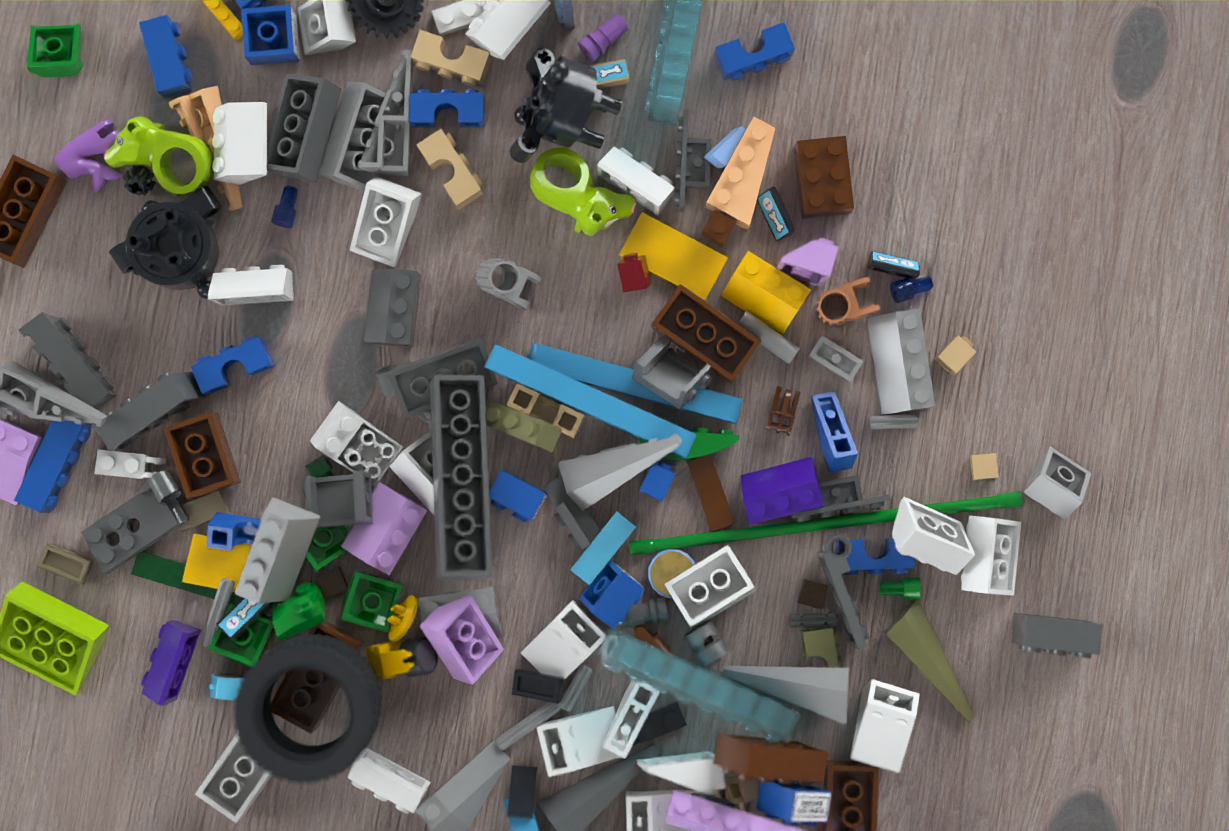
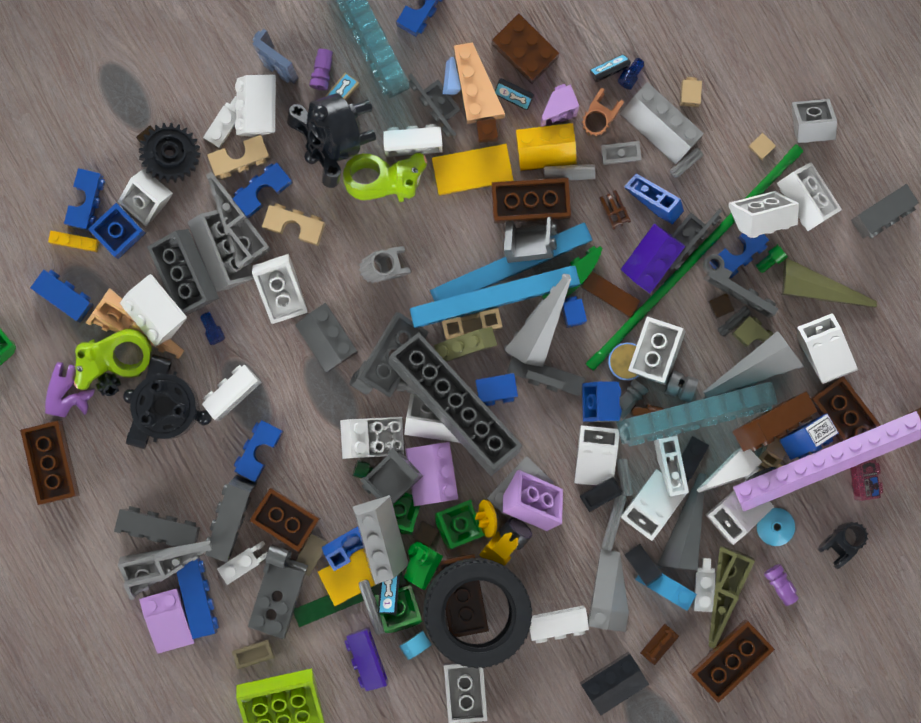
camera: 40 degrees left, 0 degrees up
(603, 548) = (573, 379): medium azure tile -> none
(634, 272) = (457, 198): dark red brick -> none

